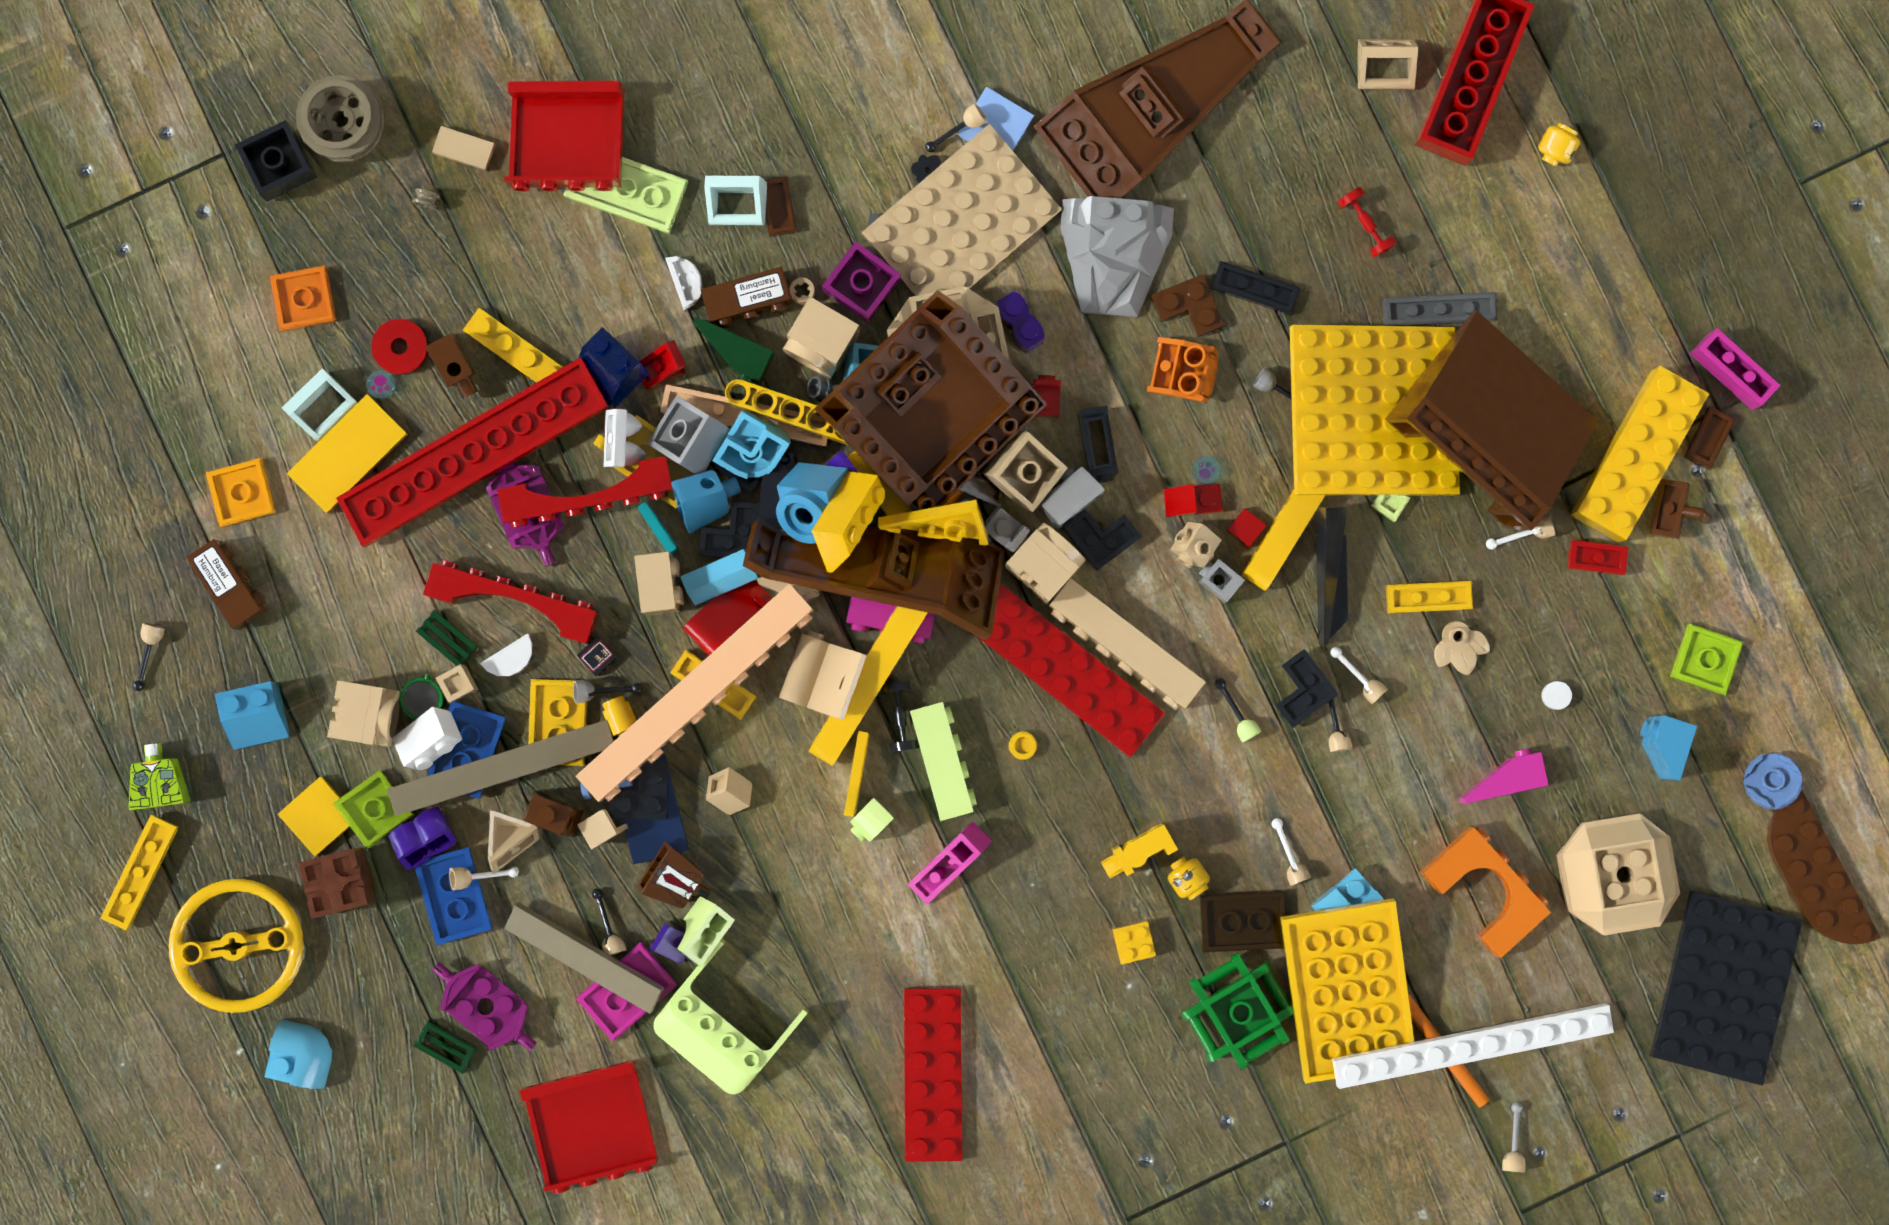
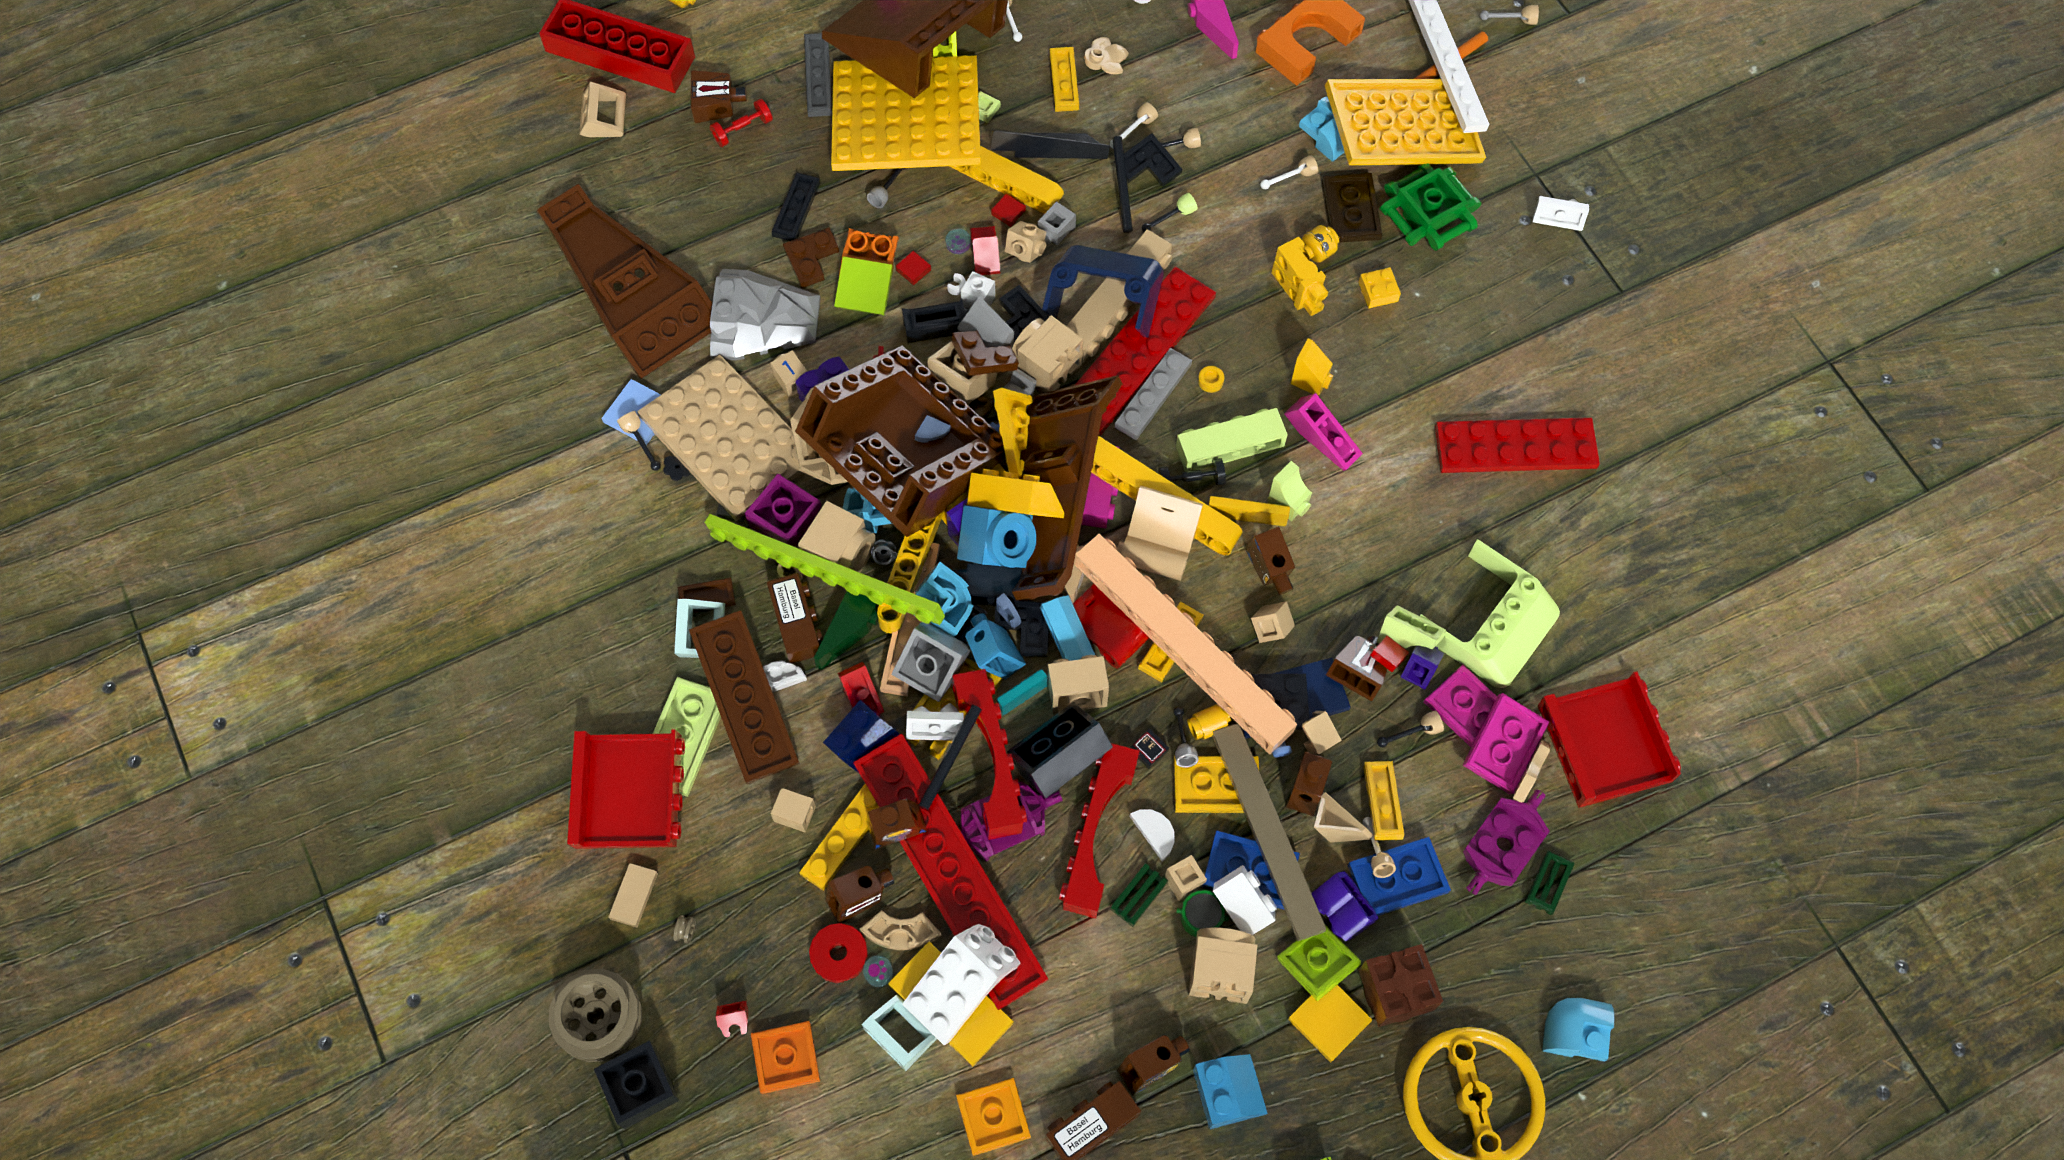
camera: 85 degrees left, 20 degrees down
(277, 631) = (1152, 1062): none -> reddish brown torso
(341, 247) = (732, 1014): none -> tile
(358, 464) = (960, 981): none -> white bracket
(417, 406) = (900, 933): none -> tan tile
(508, 396) = (895, 822): none -> reddish brown torso
(531, 887) = (1383, 800): none -> yellow tile
(539, 300) = (793, 810): none -> tan panel
(556, 1041) = (1532, 771): none -> tan tile
(577, 452) = (950, 757): none -> black bar
(584, 957) = (1447, 747): dark tan tile -> none
(586, 562) = (1060, 749): none -> black brick
(587, 1019) = (1506, 743): none -> dark pink tile
(658, 247) = (743, 697): none -> reddish brown plate
(679, 906) = (1389, 654): none -> red tile
(741, 515) = (1007, 611): none -> sand blue tile
(778, 332) = (828, 571): none -> lime plate
(801, 789) = (1272, 559): none -> reddish brown torso
(941, 435) = (931, 430): none -> sand blue tile
(1005, 681) = (1153, 394): none -> light grey plate
(1021, 857) = (1312, 369): none -> yellow slope
(1029, 490) = (983, 360): none -> reddish brown plate
(1036, 285) = (787, 370): none -> tan brick
(1132, 486) = (973, 288): none -> white brick
(1142, 638) = (1140, 274): none -> dark blue windscreen
(1143, 364) = (863, 286): none -> lime tile
(1171, 419) = (913, 268): none -> red tile
(1225, 1170) = (1561, 213): none -> white tile
(1273, 657) = (1122, 184): none -> black bar
(1405, 189) = (713, 95): none -> reddish brown torso

